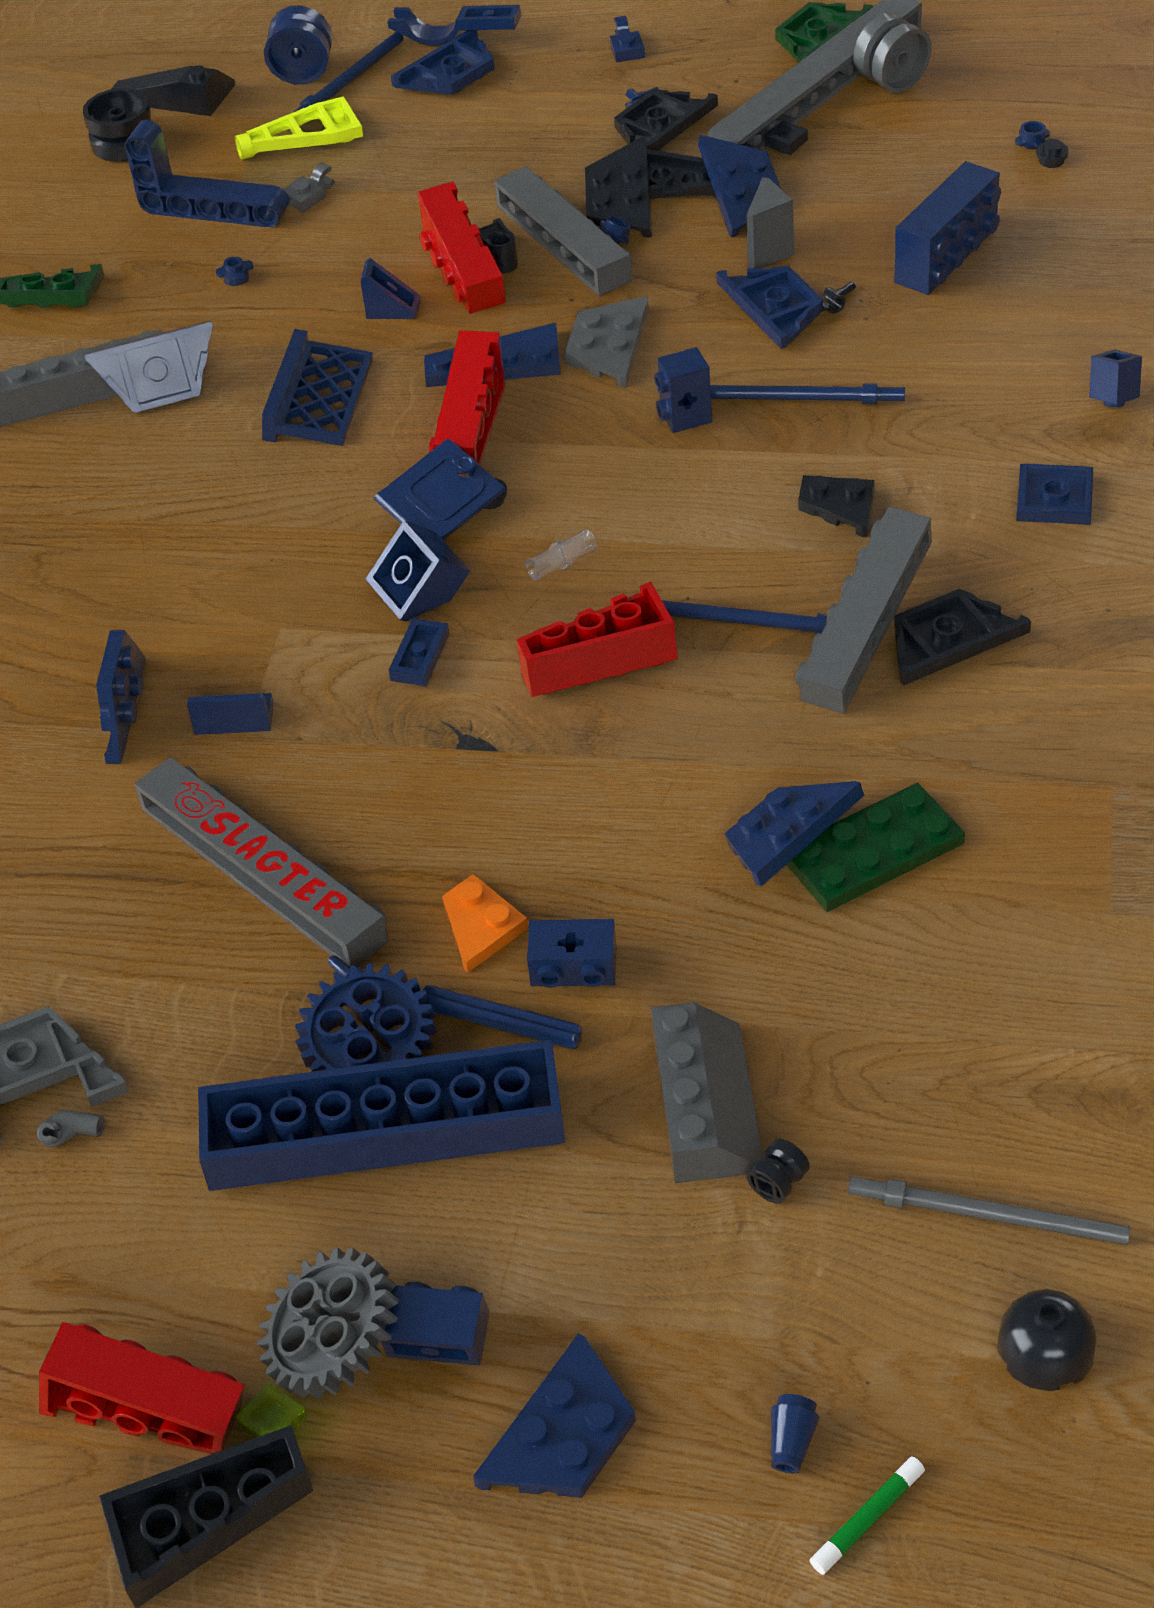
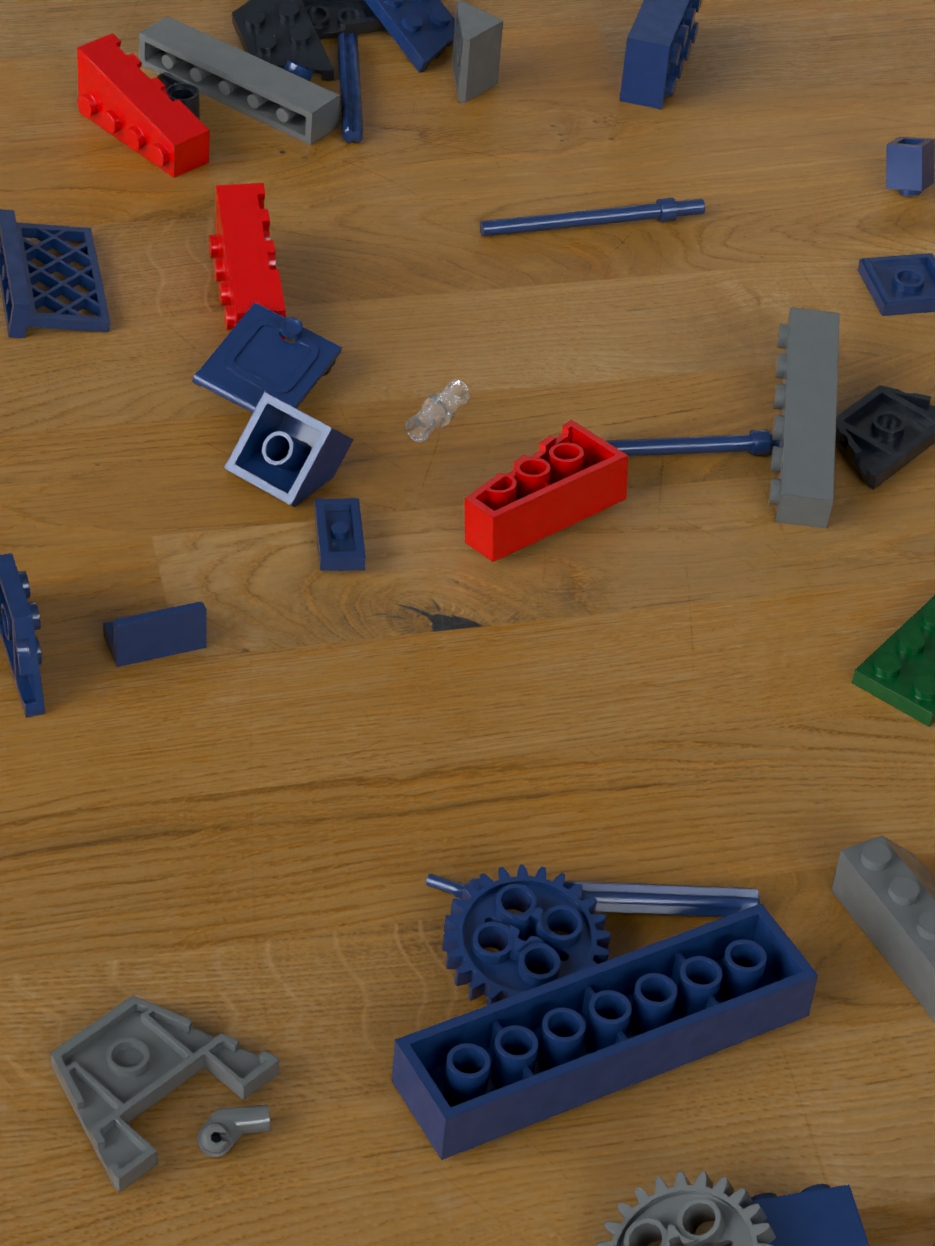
camera: 30 degrees left, 5 degrees down
(263, 863) = (292, 787): dark grey brick -> none
(386, 295) = (74, 166): dark blue slope -> none
(480, 921) = (574, 803): orange wing -> none
(523, 355) = (190, 232): dark blue wing -> none
(572, 952) = (703, 815): dark blue brick -> none
(608, 339) = (351, 187): dark grey wing -> none
(657, 246) = (350, 88): none -> dark blue axle
(683, 390) = (484, 224): dark blue brick -> none
(774, 300) = (510, 127): dark blue wing -> none
(787, 824) = (849, 644): dark blue wing -> none
(836, 298) = (573, 121): black hand -> none
(838, 500) = (696, 318): black wing -> none

